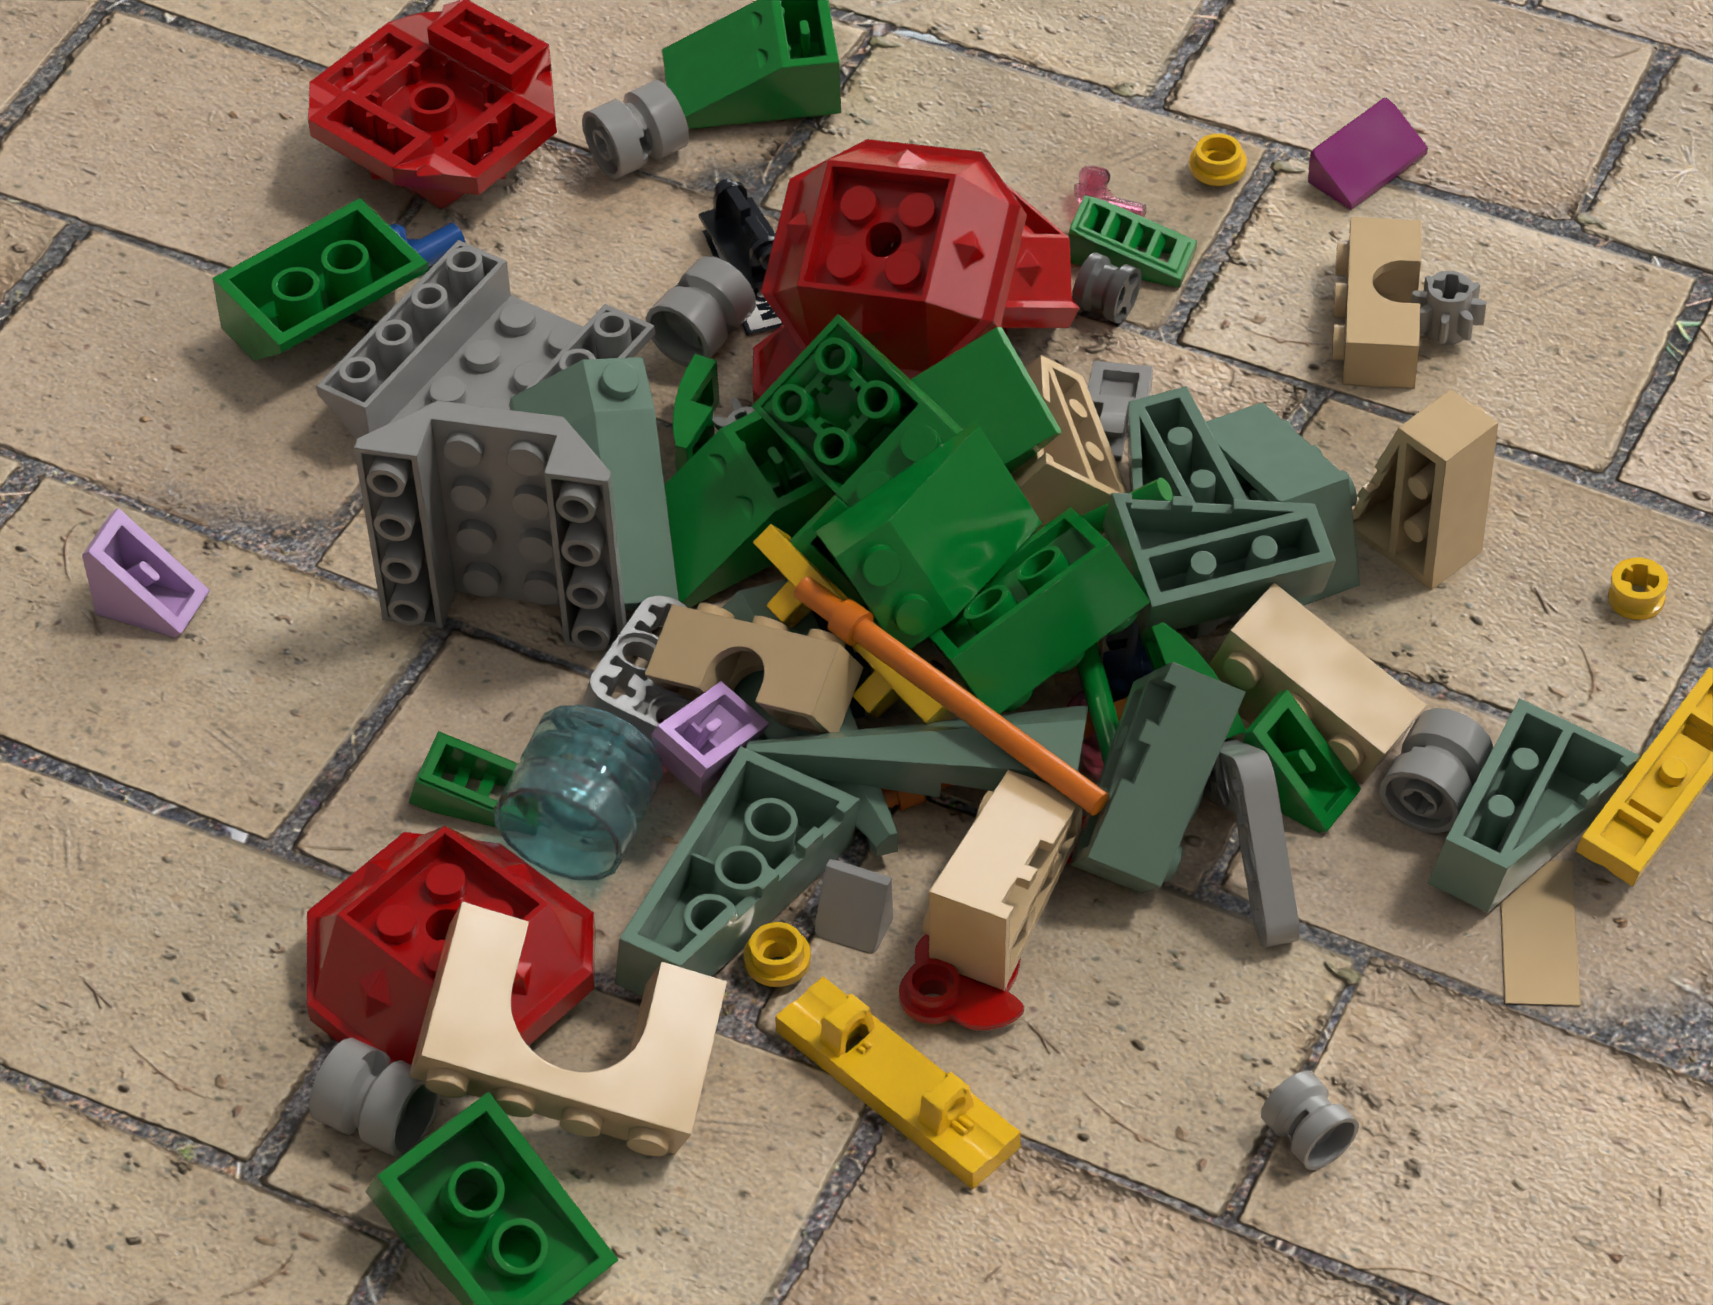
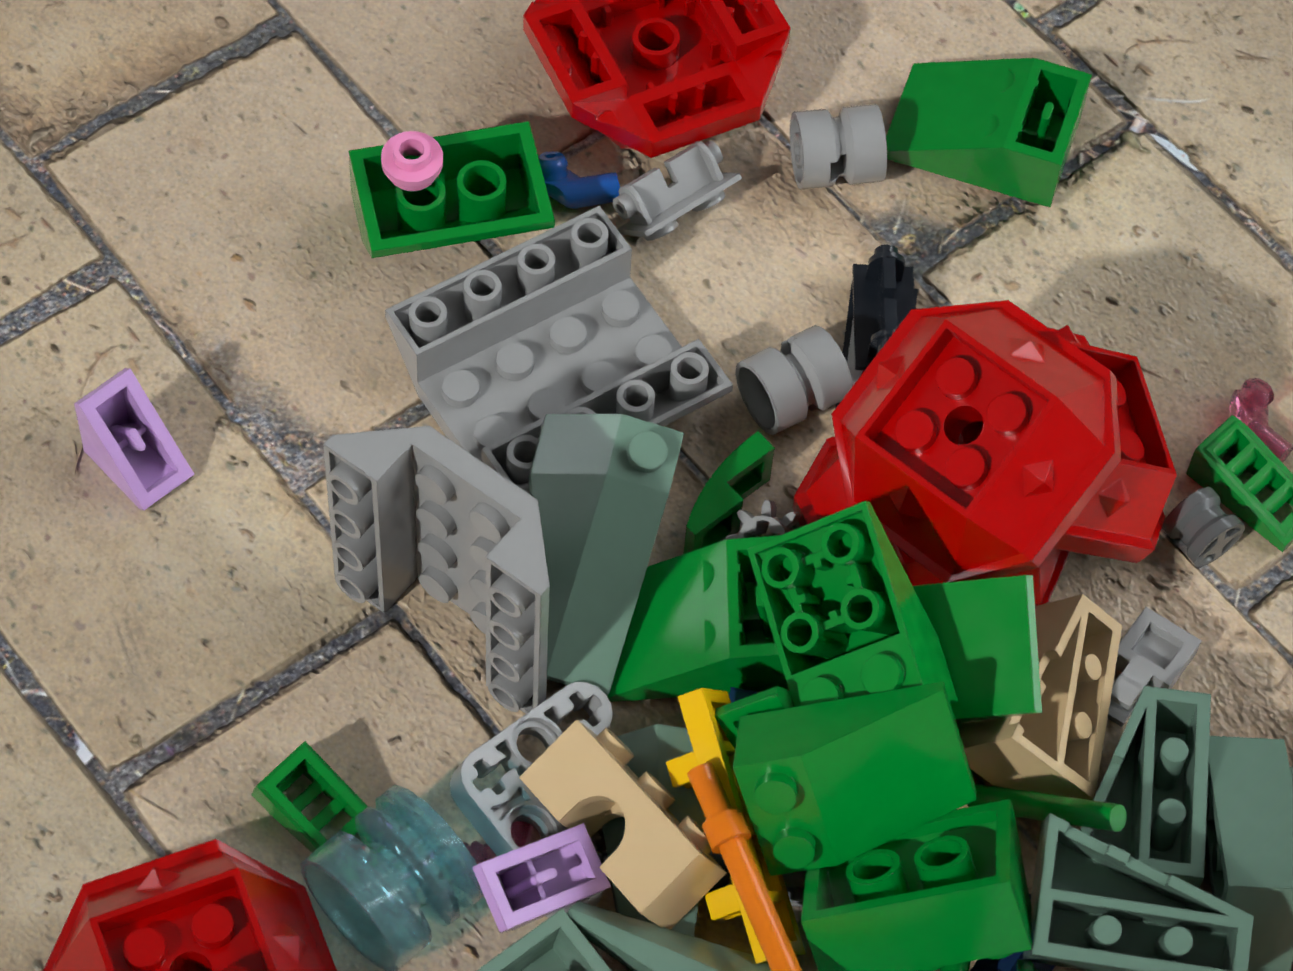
camera: 20 degrees right, 10 degrees up
(276, 260) = (415, 173): none -> bright pink plate
(527, 205) = (694, 186): none -> light grey hinge

